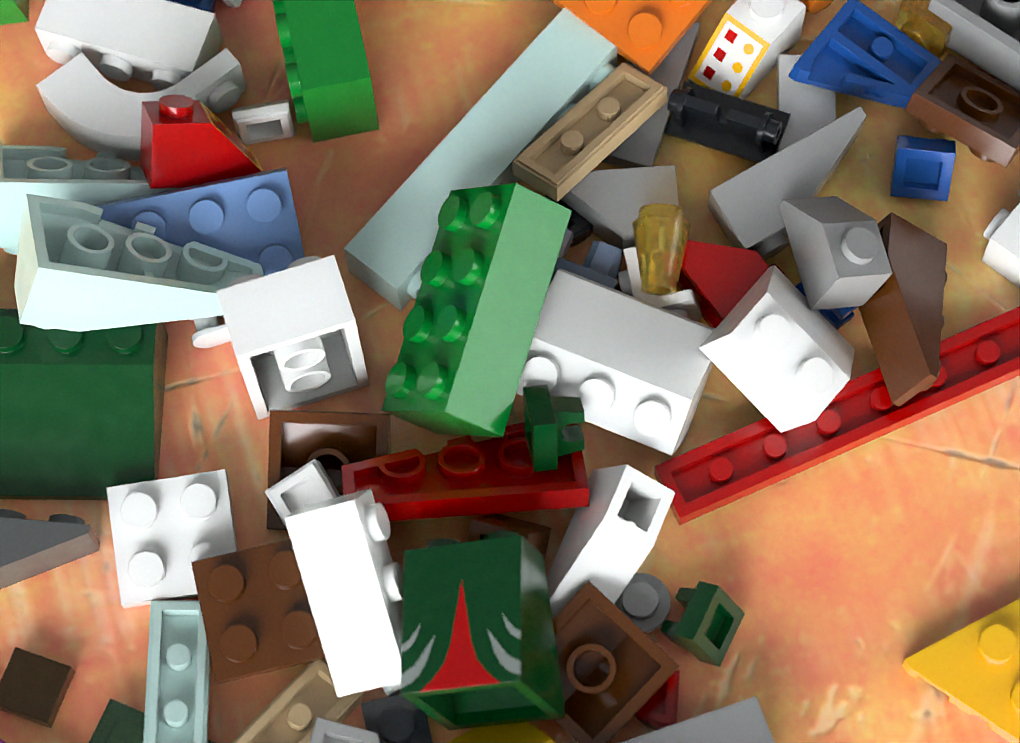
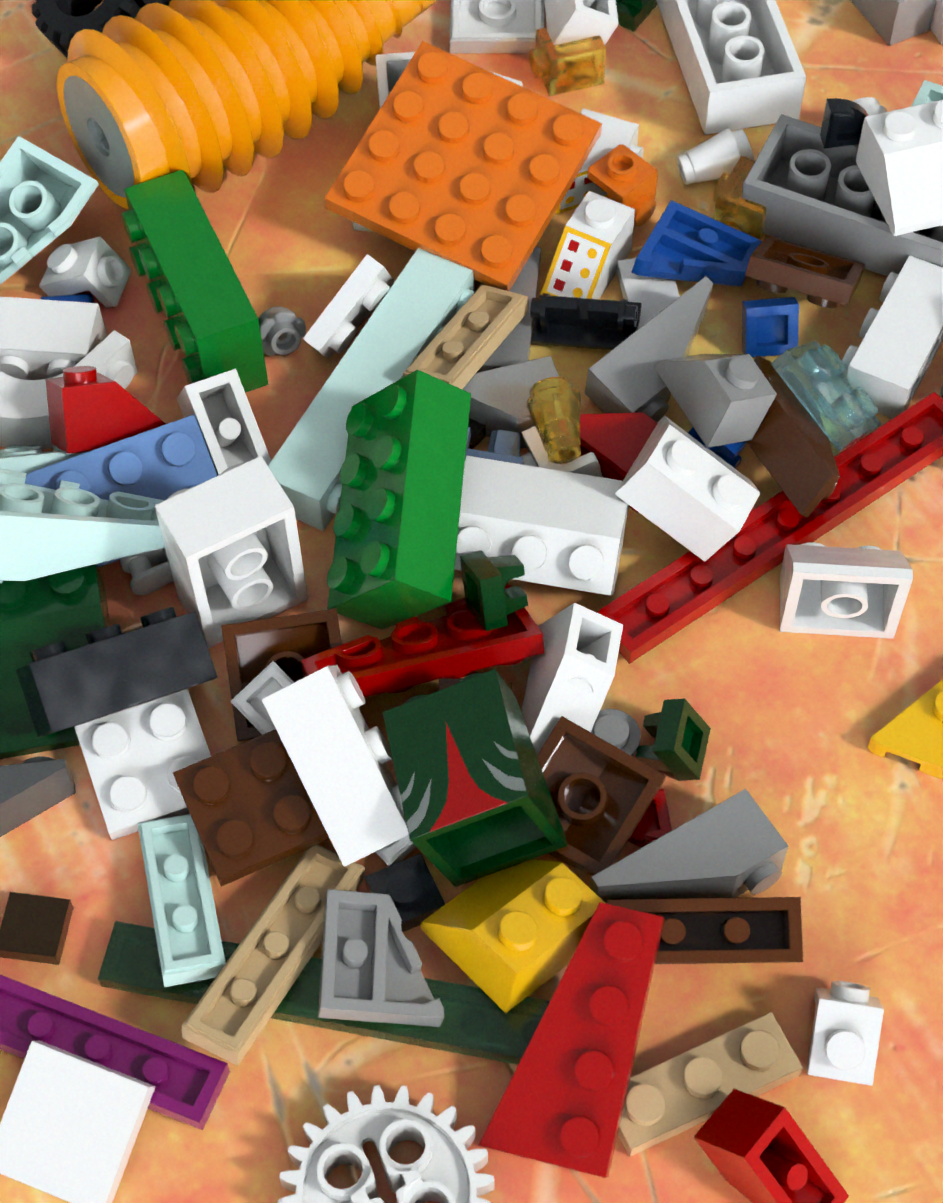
camera: 15 degrees left, 10 degrees down
(155, 441) = (115, 670): none -> black brick
(264, 122) = (160, 389): white slope -> none
(320, 186) = (224, 420): none -> white slope
(400, 74) = (276, 322): none -> light grey plate
(489, 54) = (350, 308): none -> white wing
(917, 490) = (843, 590): none -> white slope
(957, 269) = (819, 385): none -> clear light blue plate

